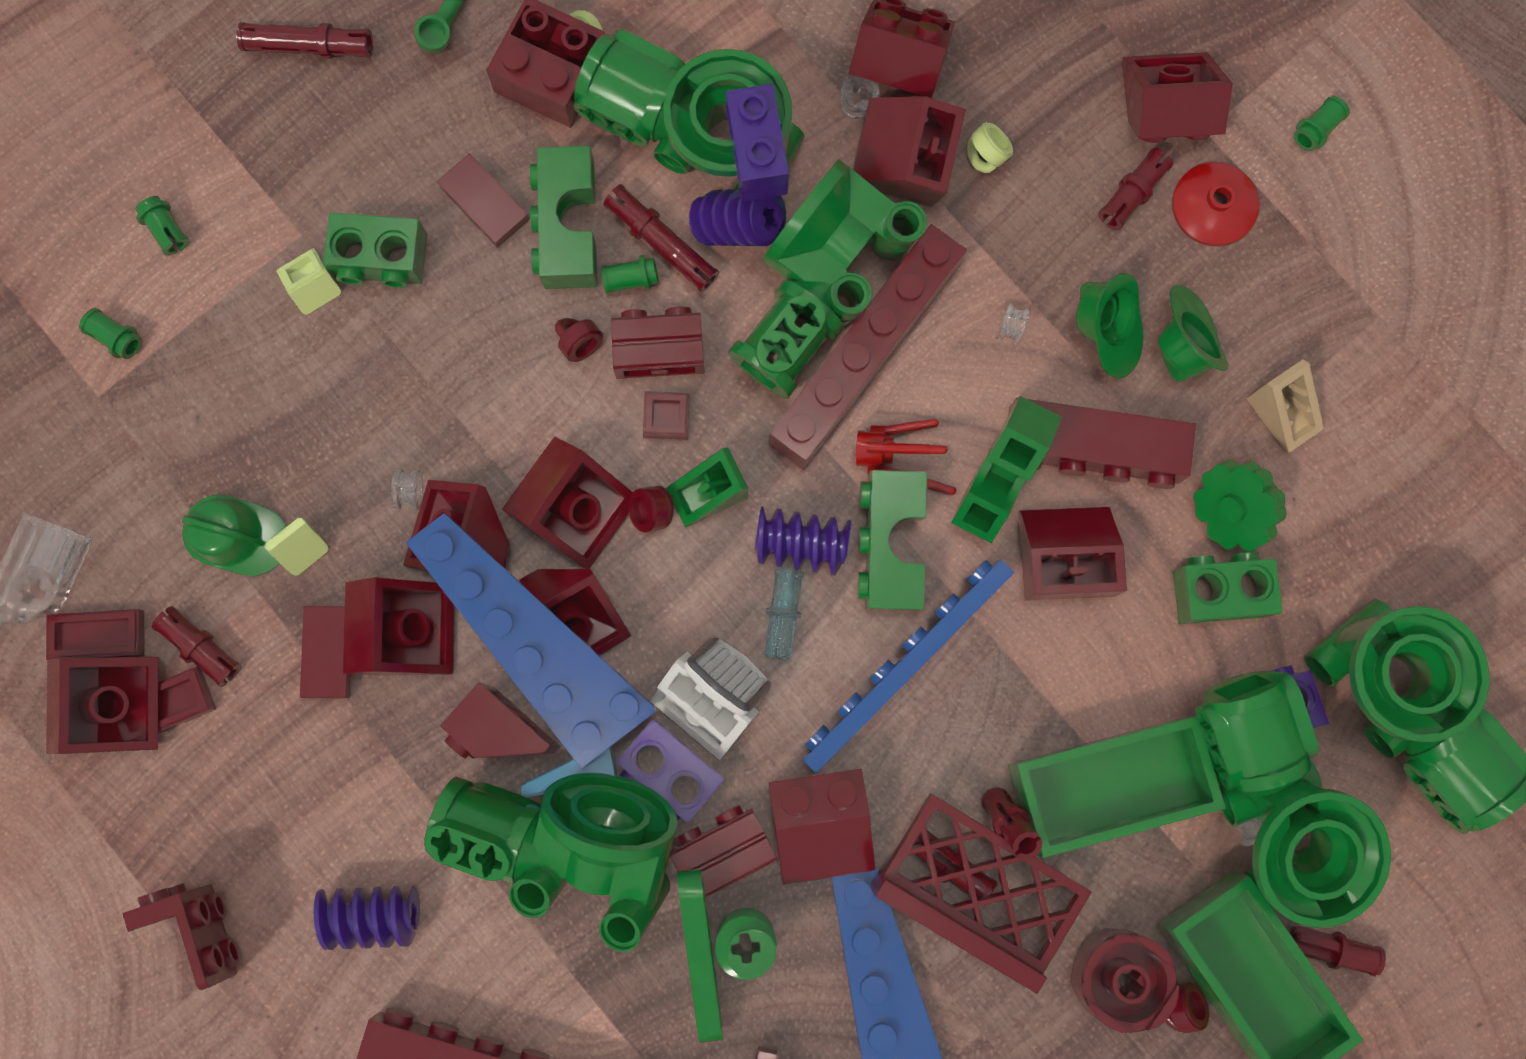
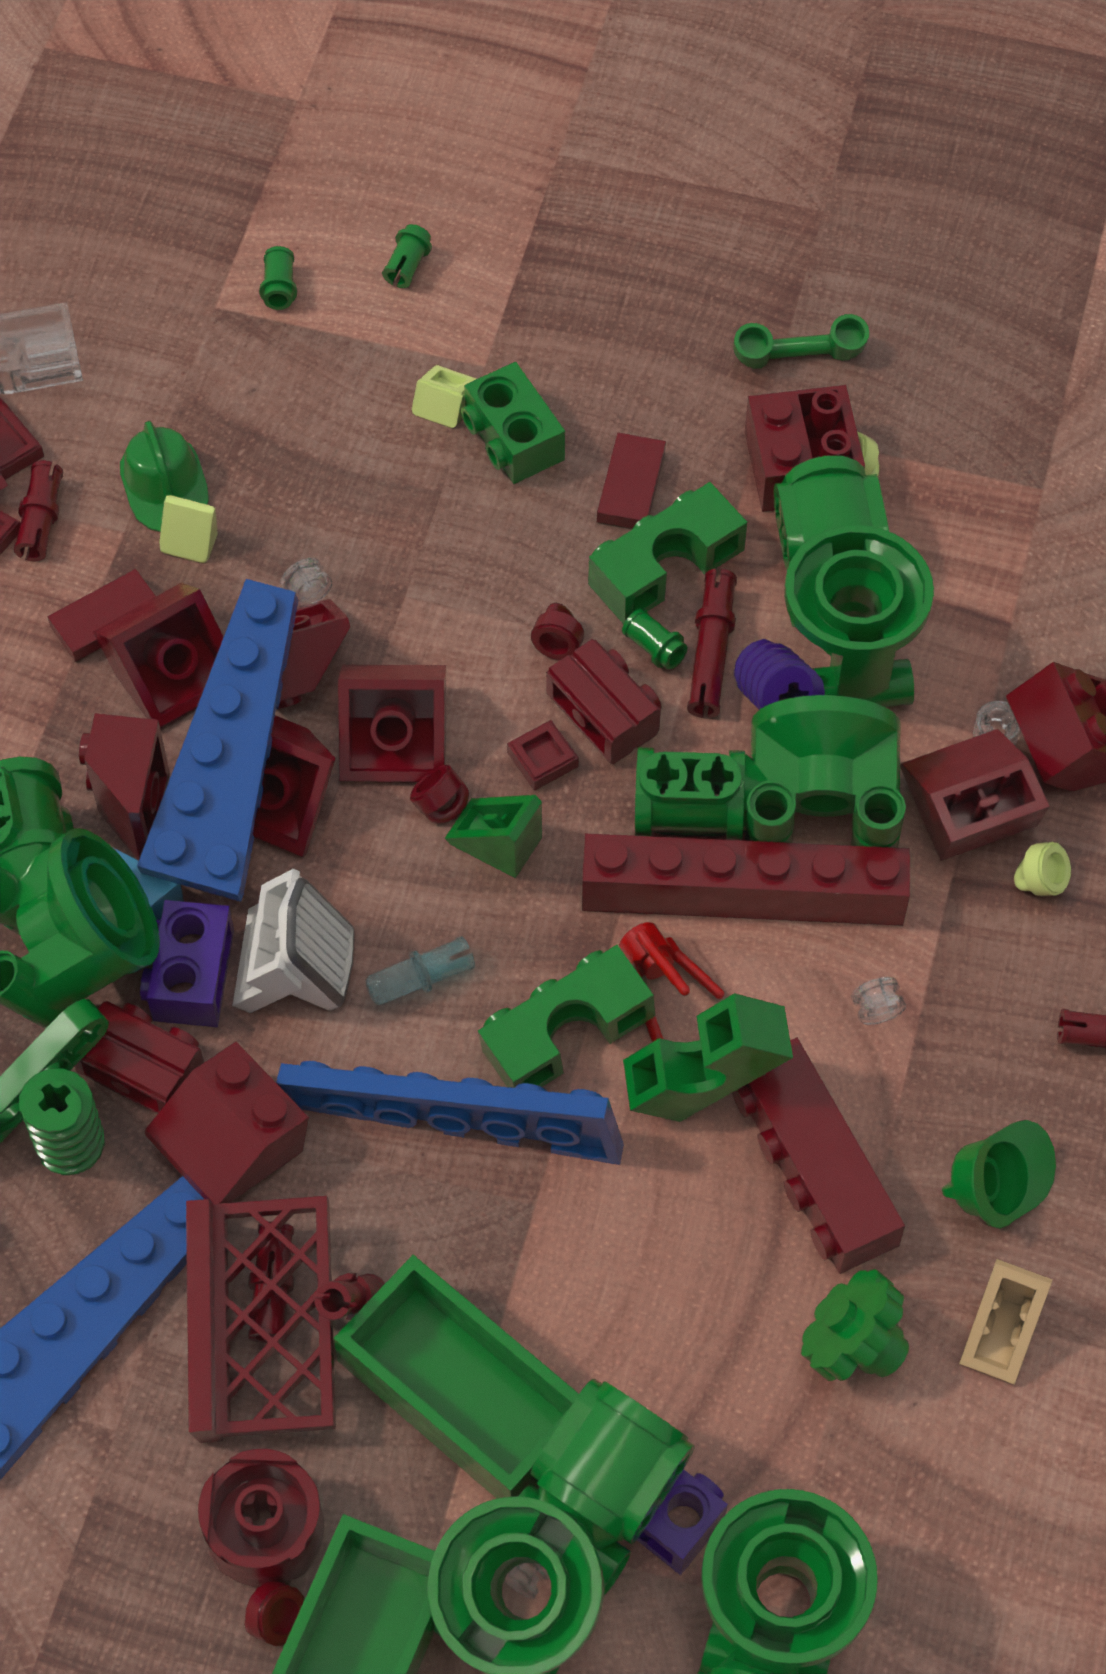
camera: 60 degrees right, 20 degrees down
(310, 40) = (676, 269): dark red pin -> none
(757, 142) = (839, 617): dark purple brick -> none
(802, 541) = (502, 939): dark purple piece -> none
(1071, 554) = (674, 1196): dark red slope -> none
(1112, 320) = (951, 1093): green piece -> none
(1227, 597) = (743, 1385): green brick -> none

